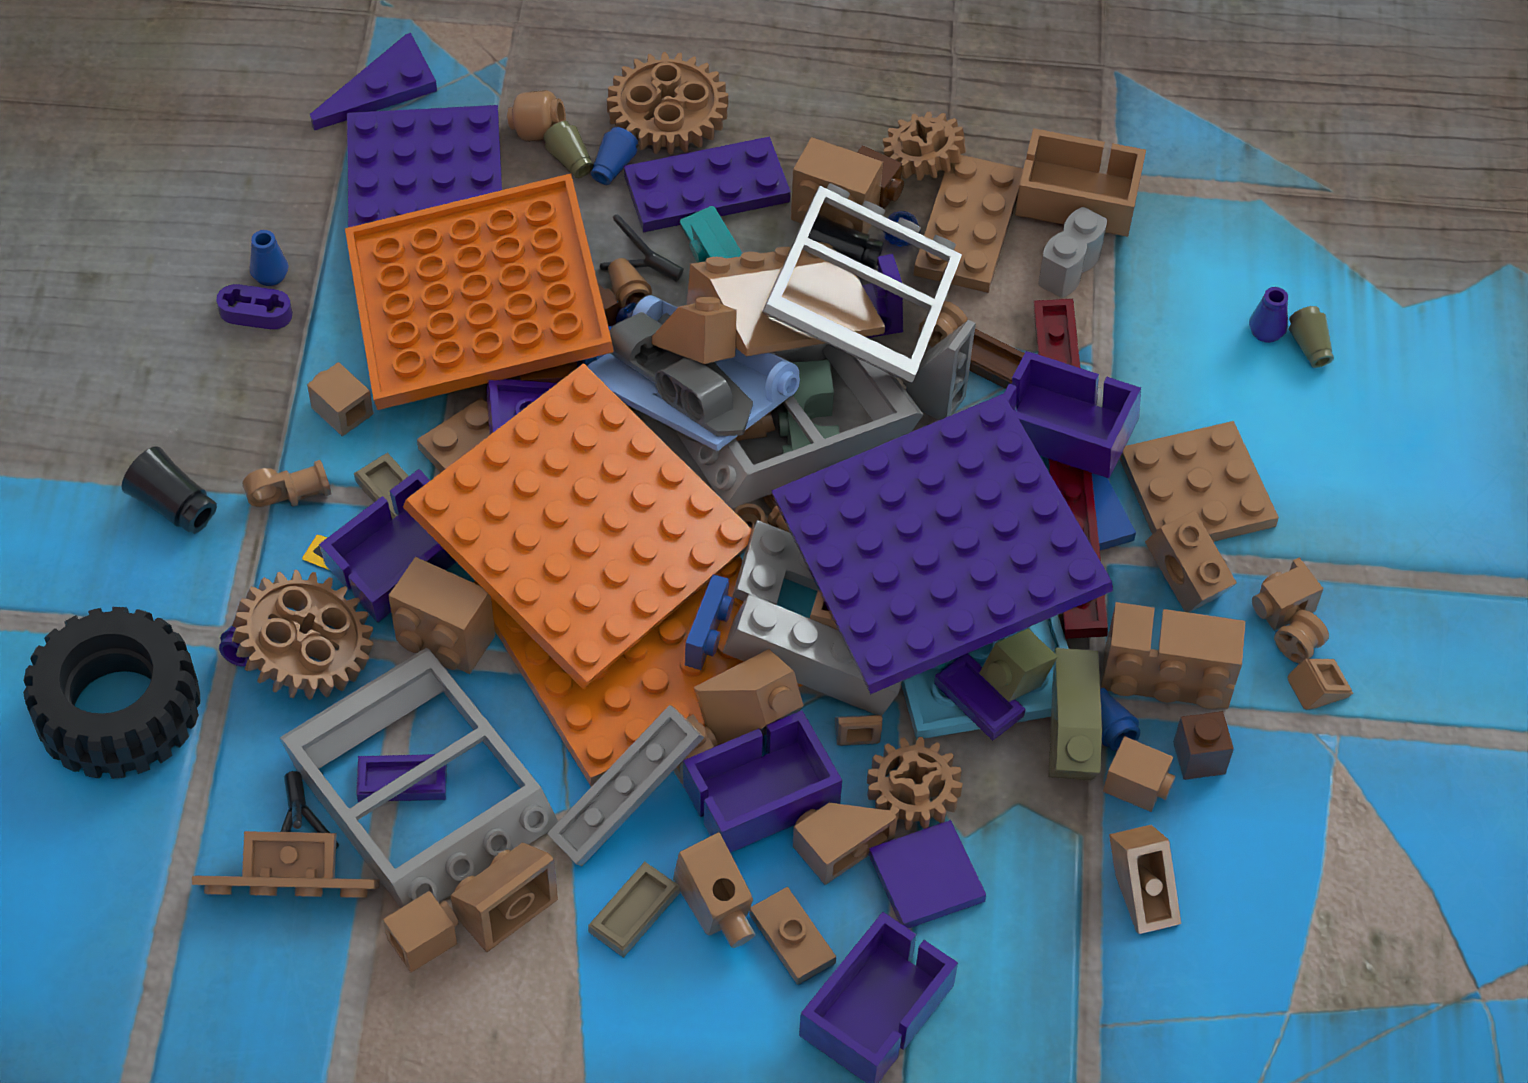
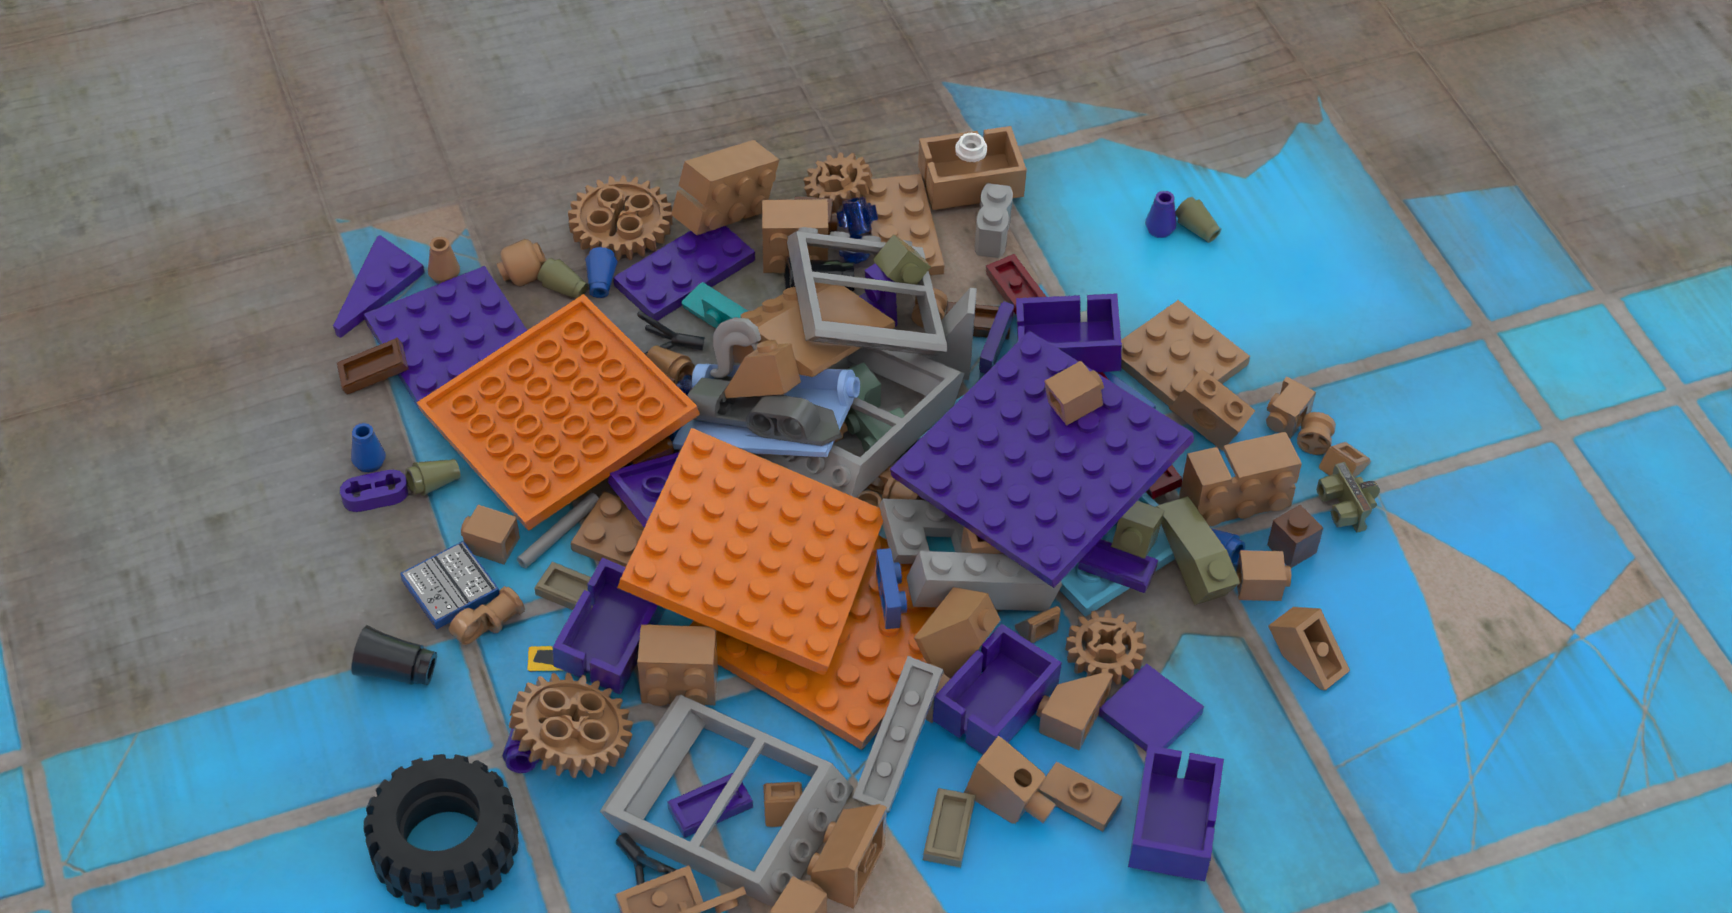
camera: 25 degrees left, 5 degrees down
(270, 435) = (449, 584): none -> tile
(318, 312) = (431, 475): none -> olive cone
(323, 172) = (372, 366): none -> reddish brown tile
(412, 421) = (557, 531): none -> light grey piece
(454, 84) = (442, 261): none -> medium nougat cone
(472, 801) = (779, 801): none -> medium nougat slope
(682, 276) = (730, 333): none -> light grey piece
(786, 106) = (726, 186): none -> medium nougat piece
(919, 191) = (857, 215): none -> clear blue gear
(923, 263) = (901, 262): none -> olive brick
(995, 382) = (996, 337): none -> dark purple tile
(1002, 483) = (1074, 392): none -> medium nougat brick
(1081, 159) = (971, 147): none -> white plate
(1293, 741) = (1354, 497): none -> olive hips

